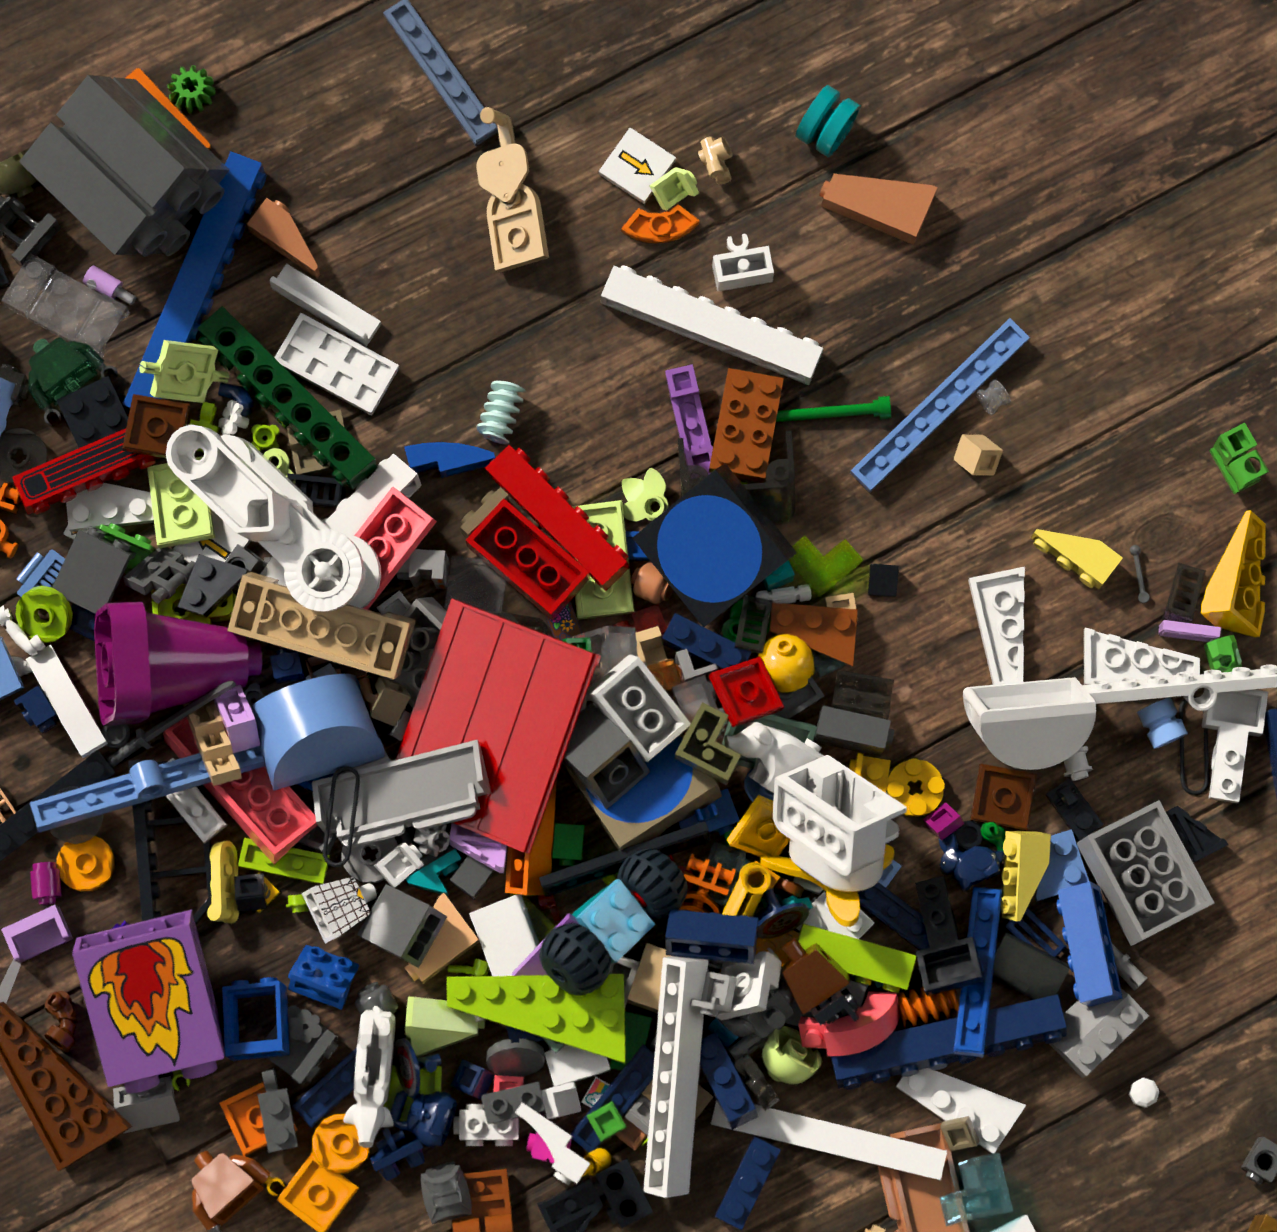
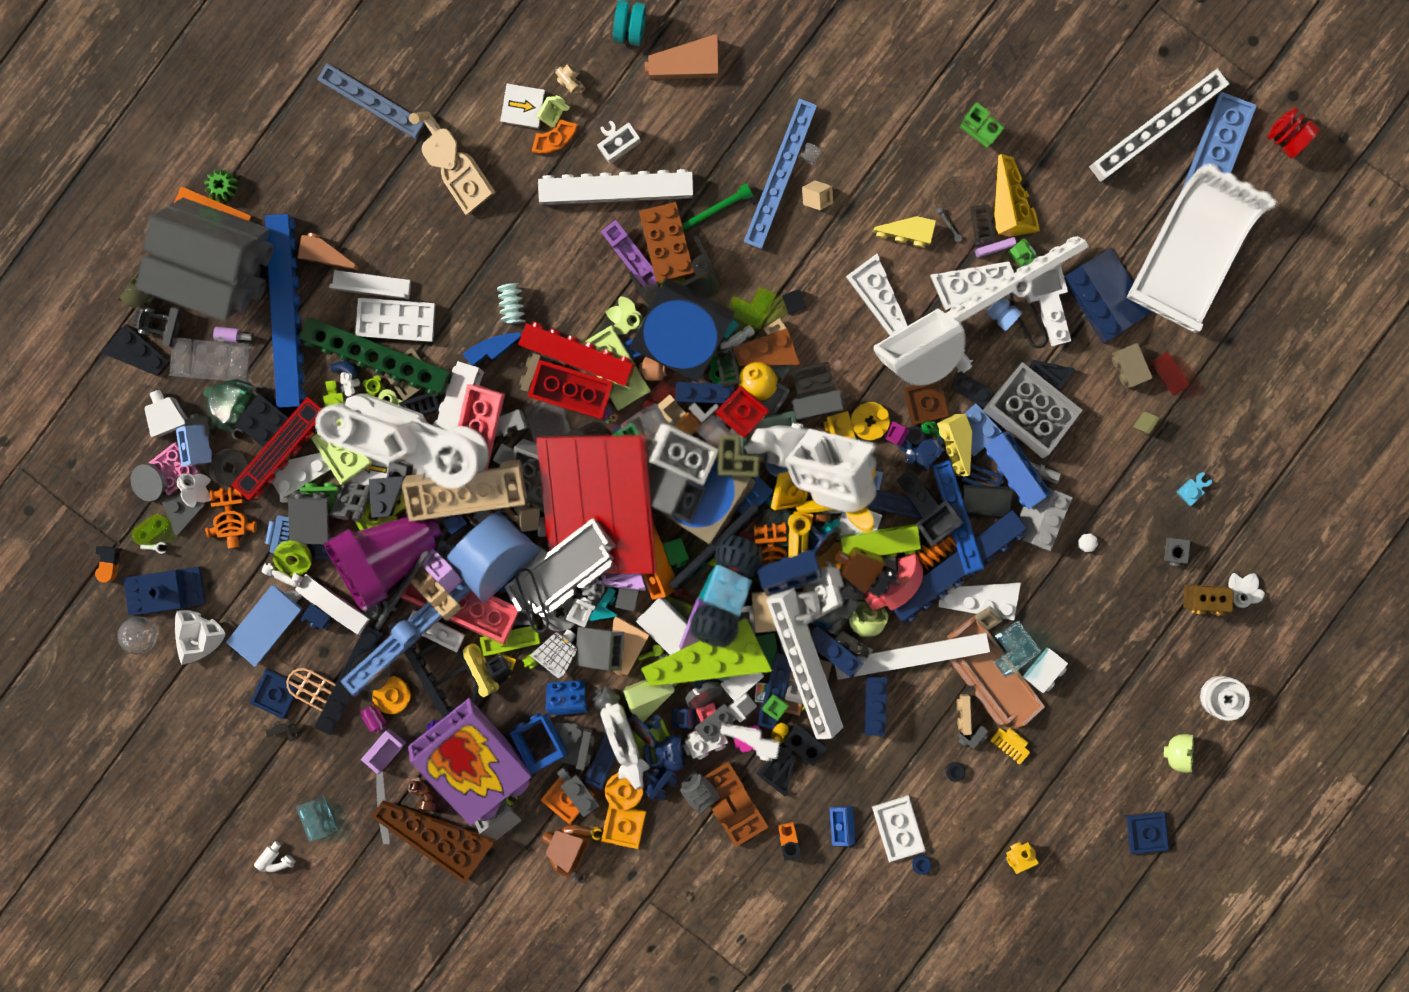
camera: 25 degrees left, 10 degrees up
(152, 424) = (301, 412): reddish brown plate -> none
(184, 371) = (304, 370): yellowish green plate -> none

